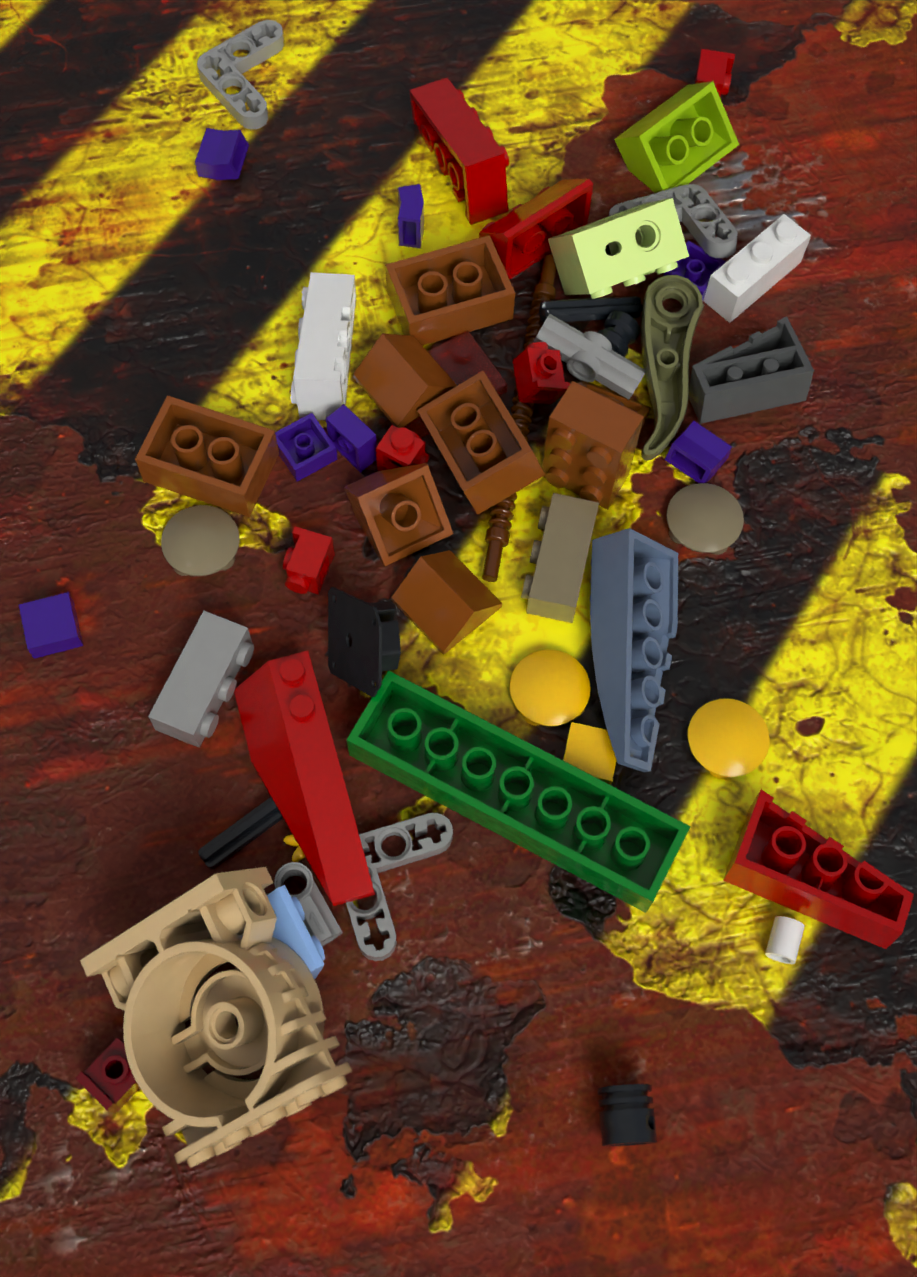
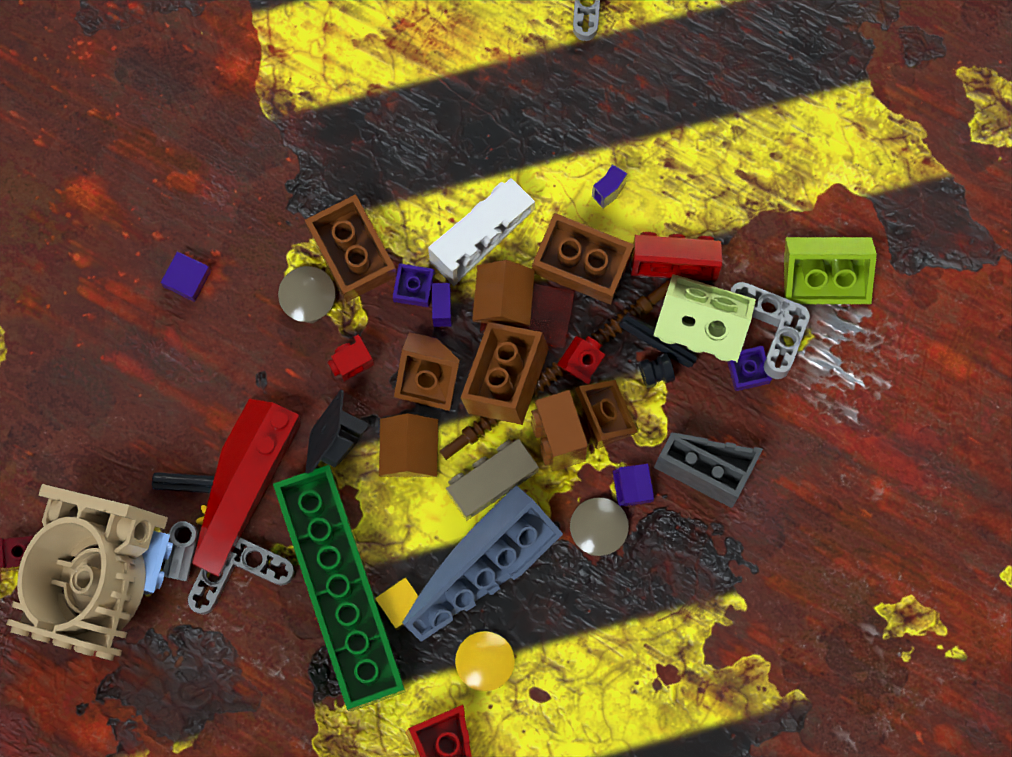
camera: 45 degrees right, 10 degrees up
(202, 679) = (236, 379): light grey brick -> none
(221, 154) = (538, 44): dark purple piece -> none
(402, 447) = (461, 338): red brick -> none
(462, 148) = (684, 163): red wedge -> none
(549, 688) = (416, 547): yellow dish -> none
(591, 357) = (625, 371): light grey piece -> none
(666, 355) = (673, 405): olive animal -> none
(715, 67) = (896, 244): red brick -> none
(756, 268) = (787, 399): white brick -> none

